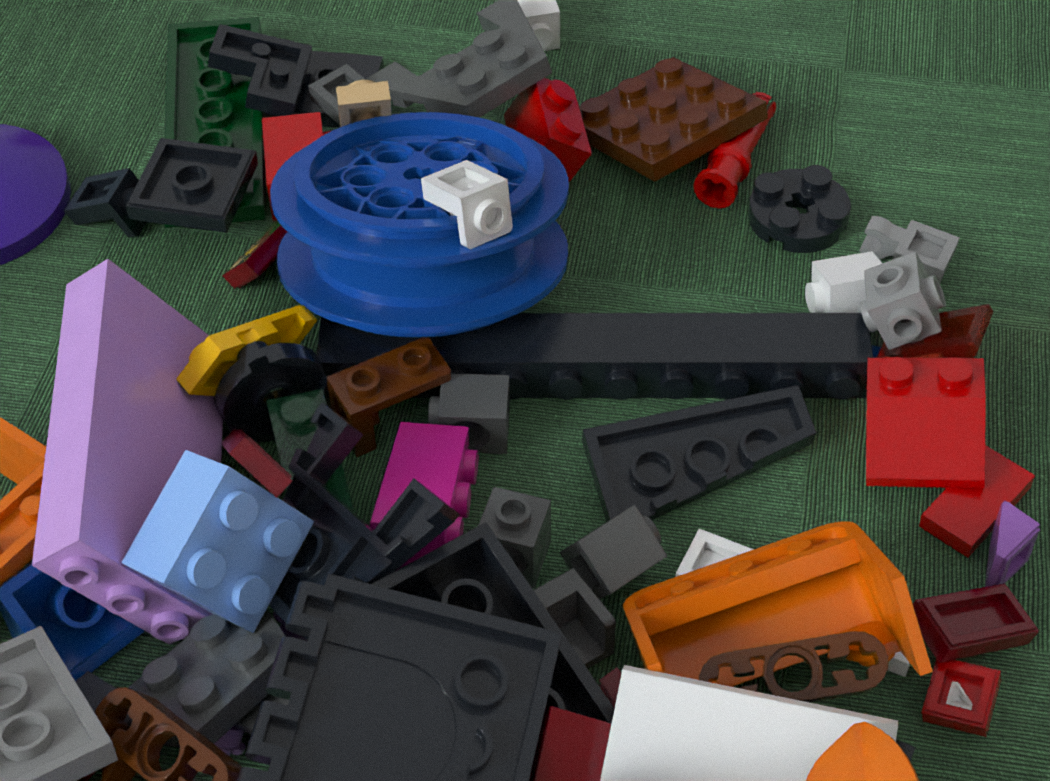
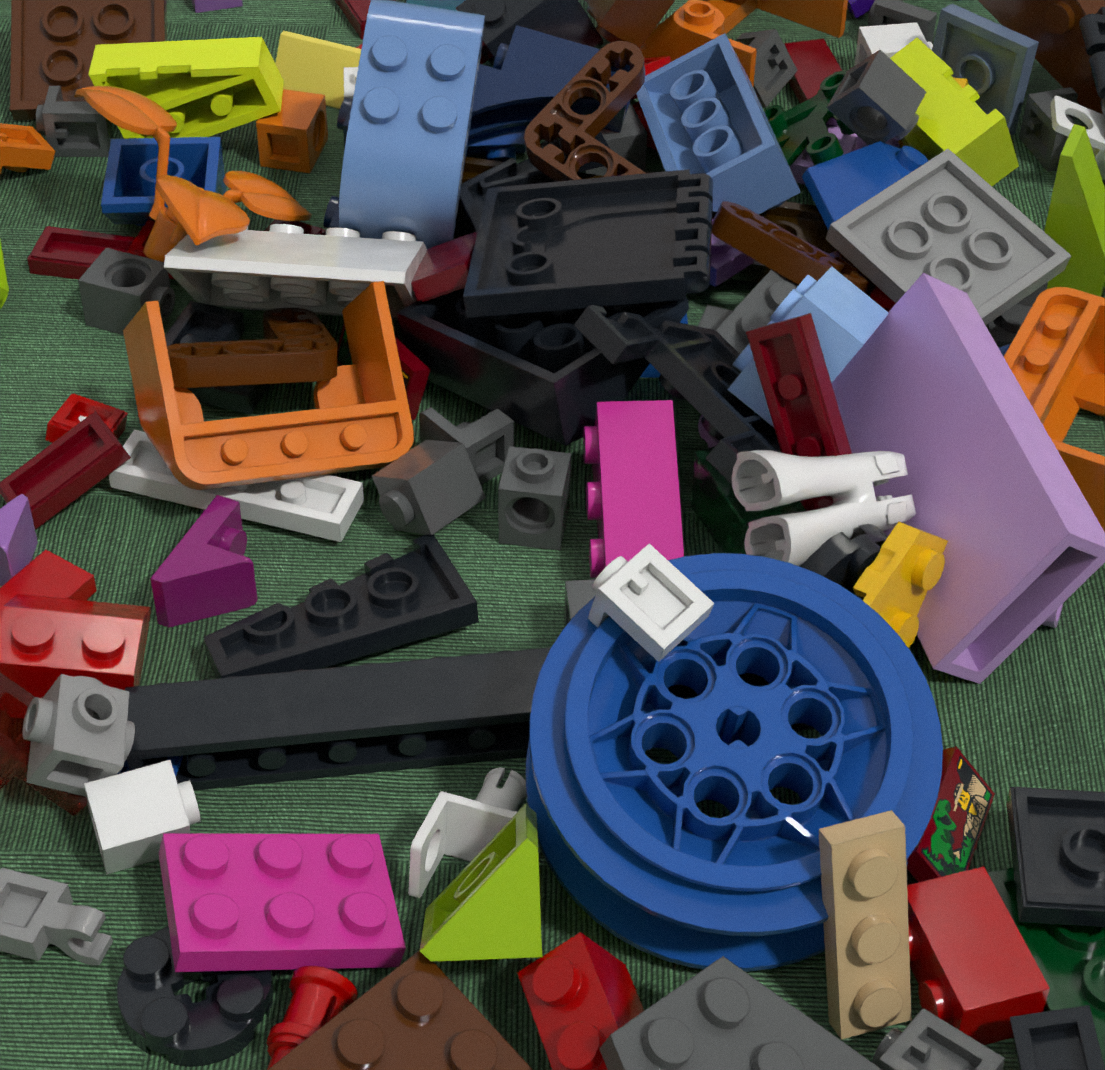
camera: 170 degrees right, 5 degrees down
(297, 378) = (775, 479): none -> white piece
(603, 269) = (463, 825): none -> white bracket
(608, 192) = (492, 902): none -> lime slope
(745, 230) = (278, 902): none -> dark pink plate
(818, 490) = (206, 569): none -> magenta slope

